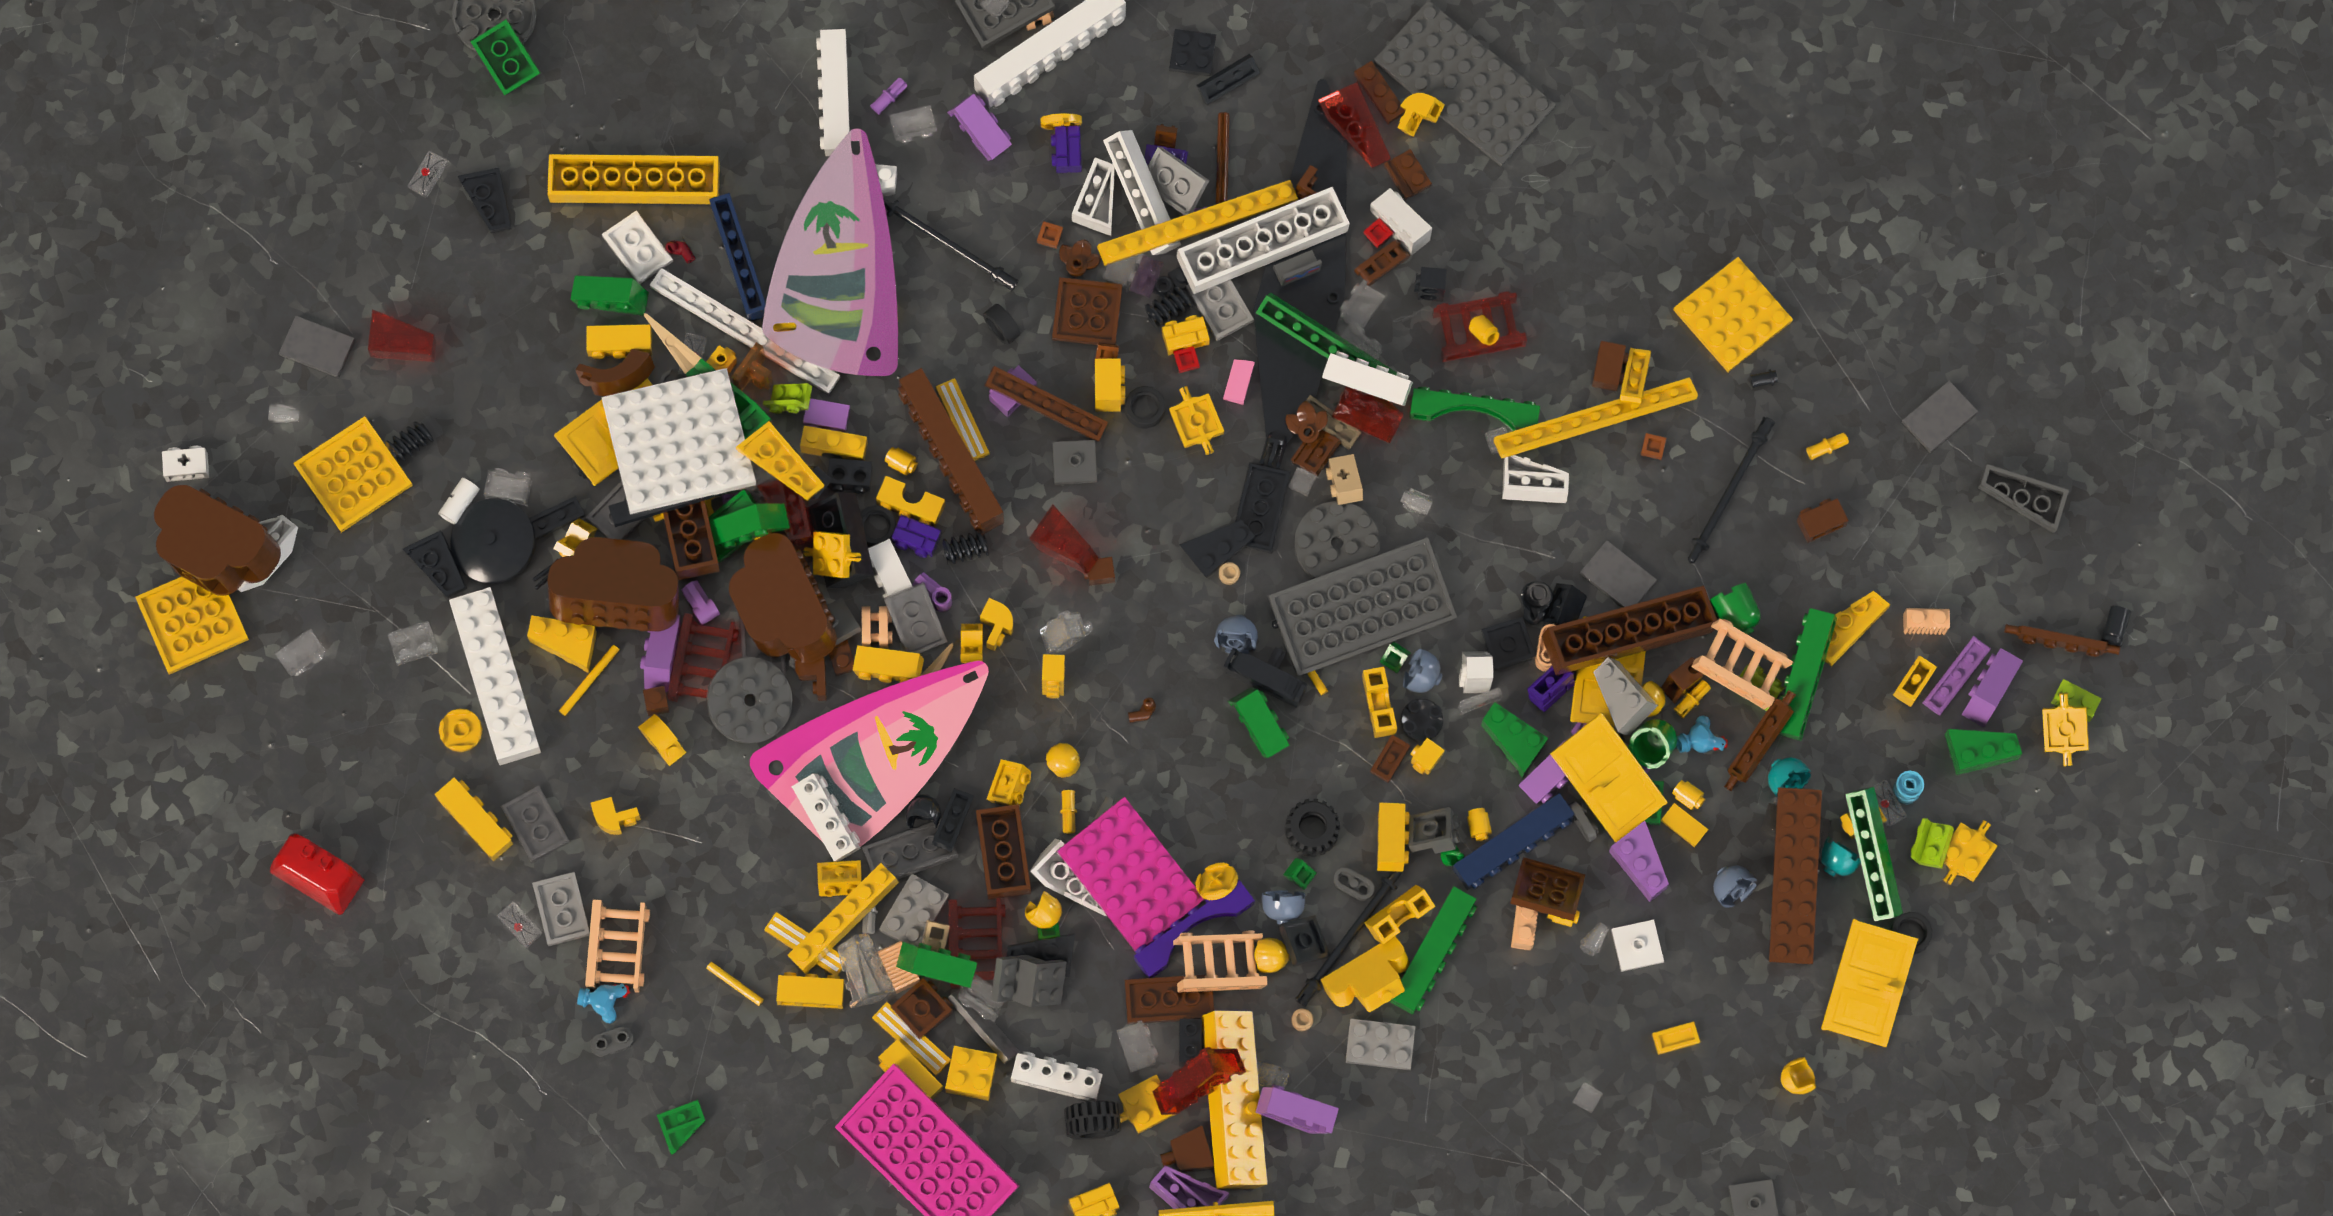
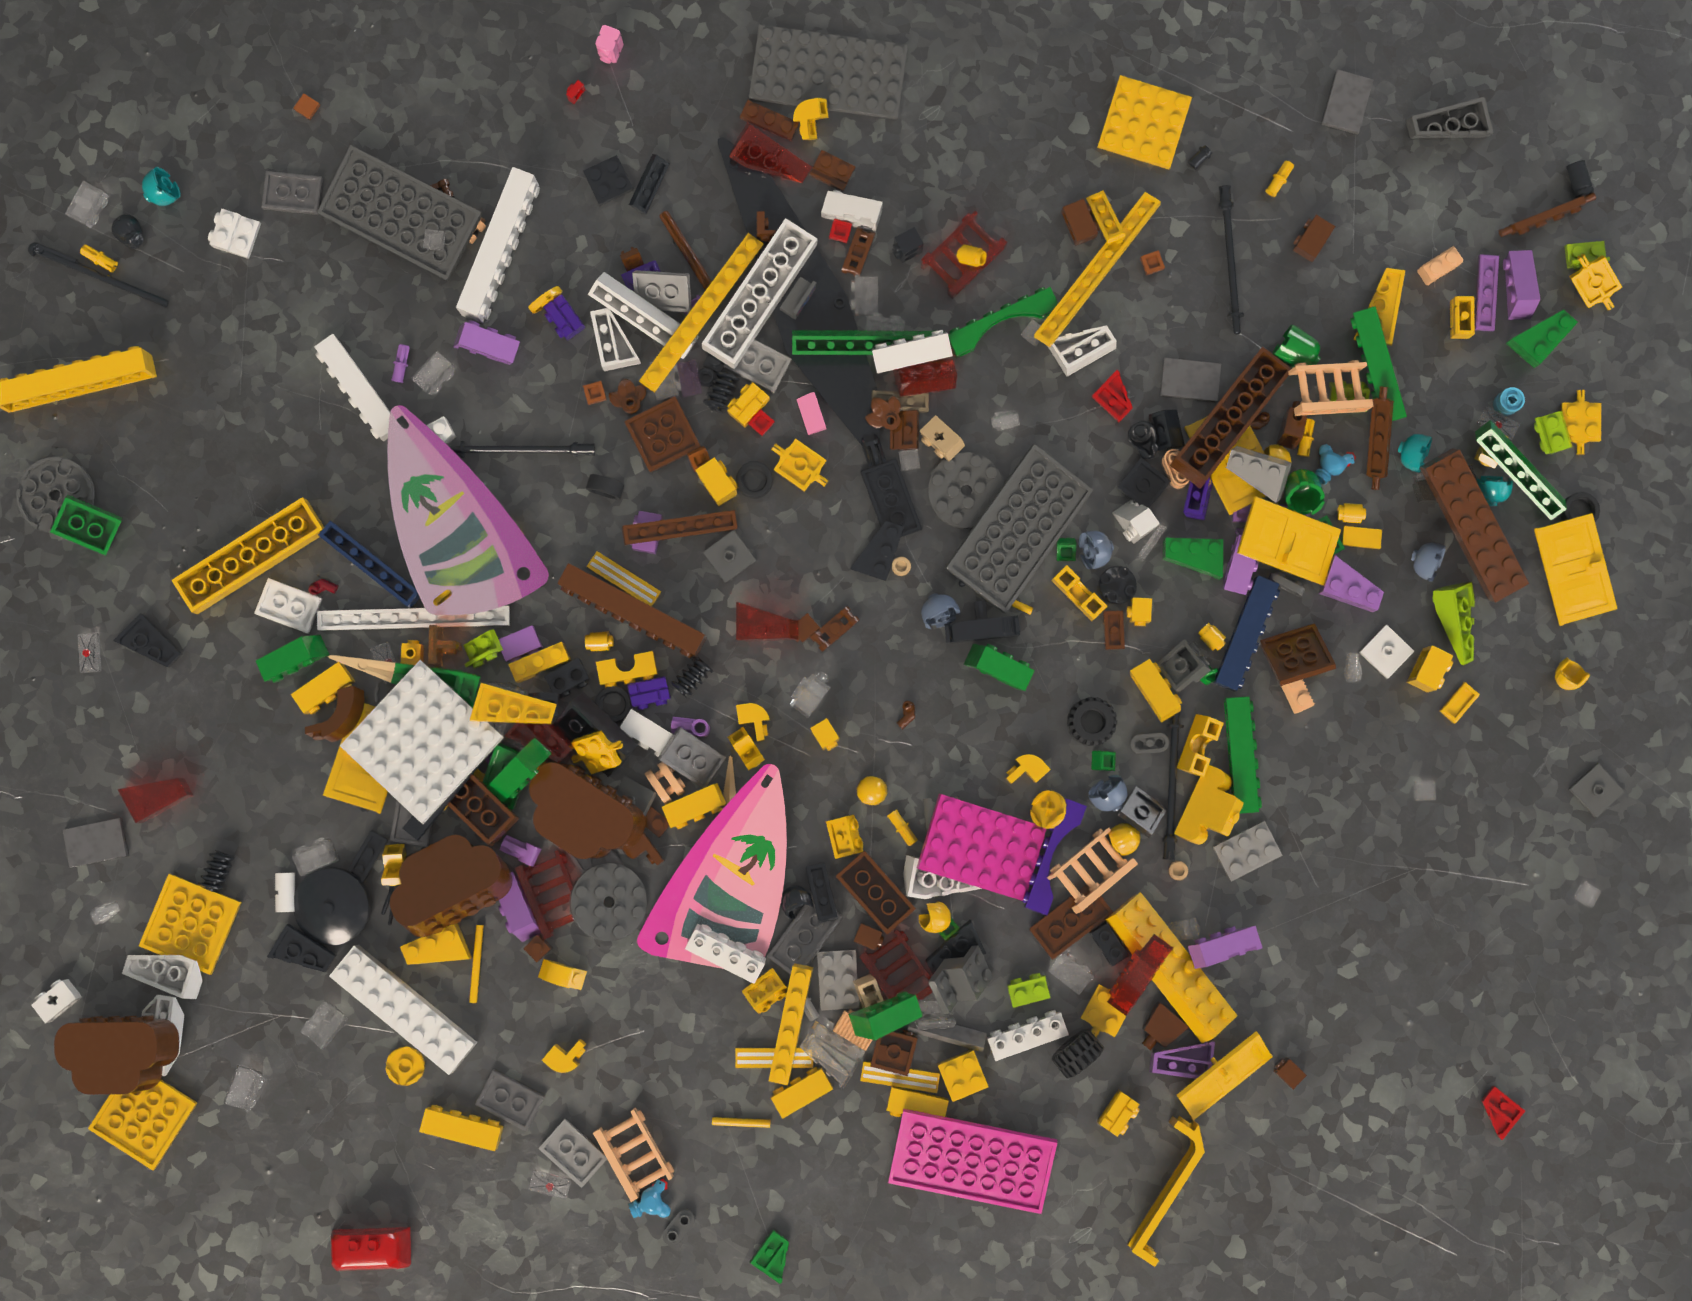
camera: 30 degrees left, 10 degrees up
(307, 506) = (166, 972): none -> white wedge
(969, 890) = (868, 937): none -> reddish brown brick
(1086, 1037) = (1028, 990): none -> lime bracket
(1128, 590) = (834, 628): none -> reddish brown plate
(1227, 830) = (1031, 765): none -> yellow brick
(1534, 545) = (1114, 397): none -> red wing
(1658, 657) = (1260, 421): none -> reddish brown arm
(1665, 984) = (1430, 669): none -> yellow brick
(1726, 952) = (1454, 609): none -> lime wedge

